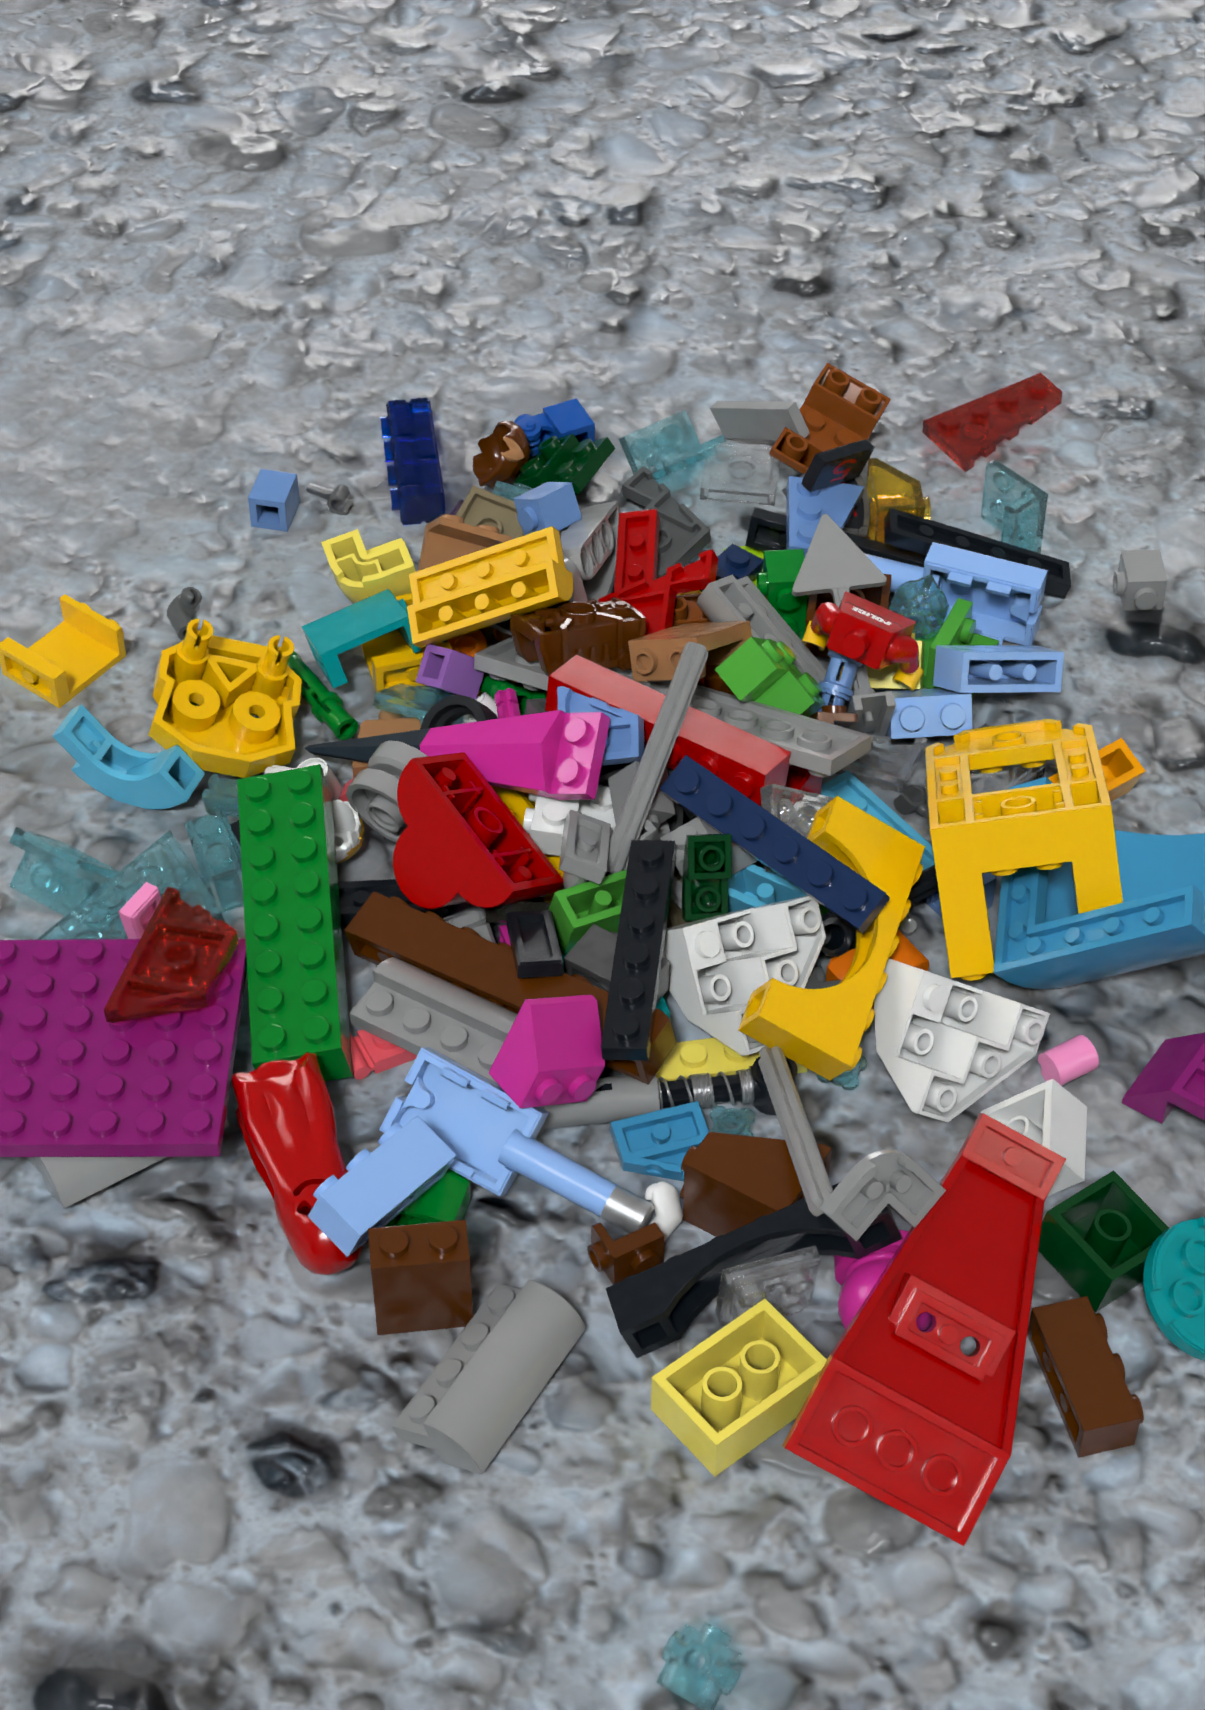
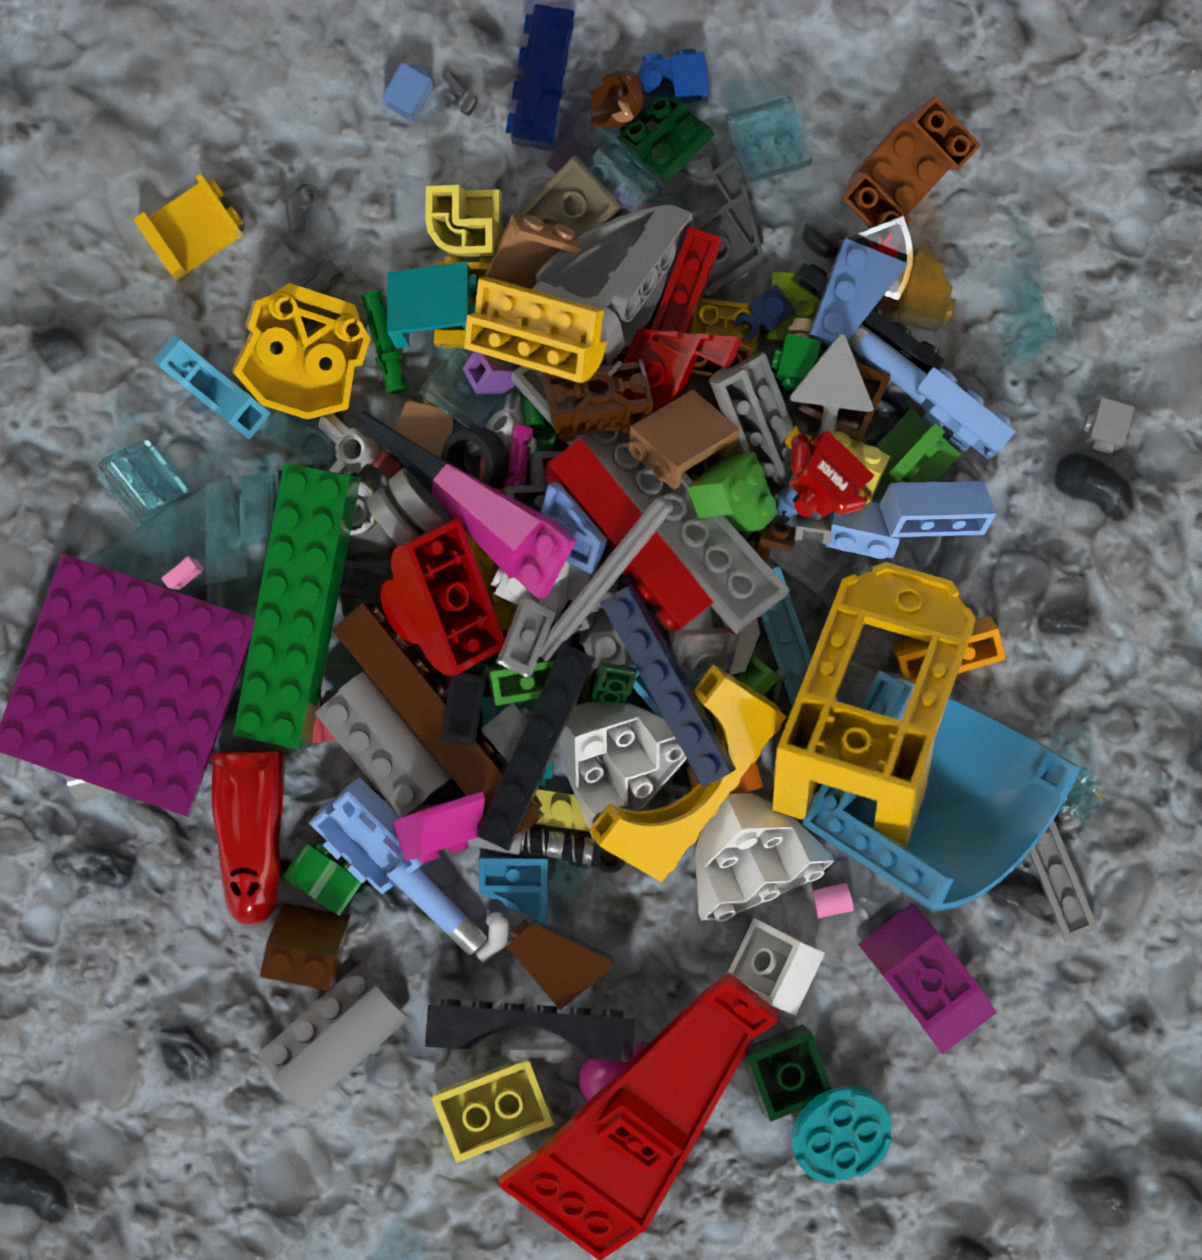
camera: 20 degrees right, 40 degrees up
(173, 962) = (193, 641): clear red wing -> none
(380, 1184) = (290, 891): light blue brick -> none
(547, 506) = (623, 217): medium blue brick -> none
(627, 1254) = (462, 973): reddish brown bracket -> none
(758, 419) = (854, 138): light grey tile -> none
(795, 1128) = (592, 950): light grey axle -> none
(837, 465) = (886, 252): black tile -> none
(880, 1181) = (627, 1049): light grey plate -> none
(918, 533) = (976, 364): black plate -> none
(923, 603) = (900, 417): clear light blue brick -> none
(984, 422) = (1067, 173): clear red wing -> none
(1084, 1376) = (730, 1166): reddish brown brick -> none

